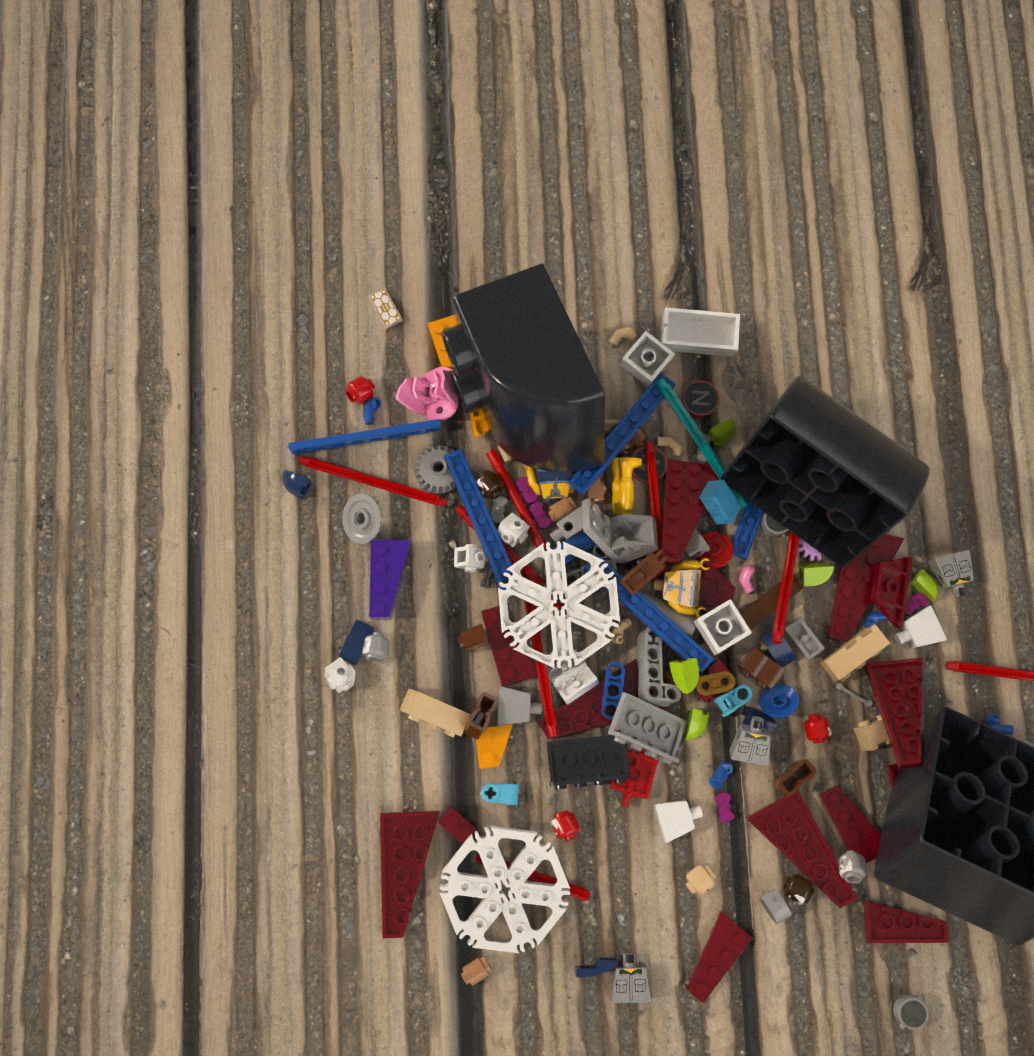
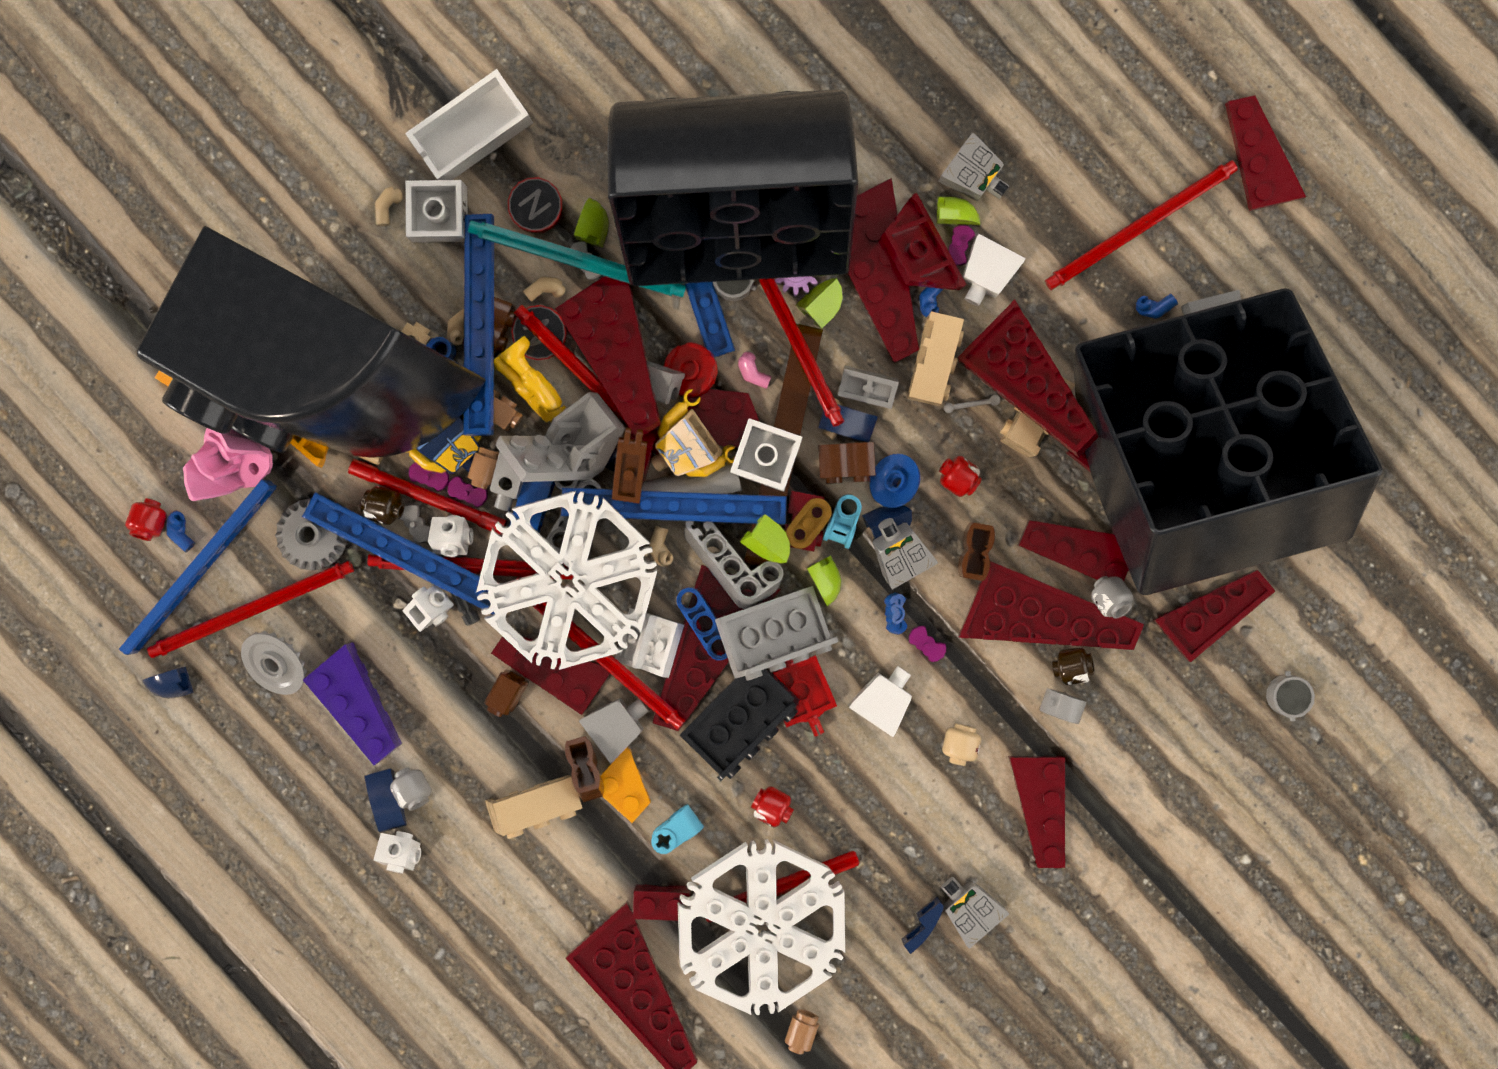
camera: 30 degrees left, 10 degrees up
(385, 308) = (93, 400): white tile -> none
(720, 502) = (652, 312): dark azure brick -> none

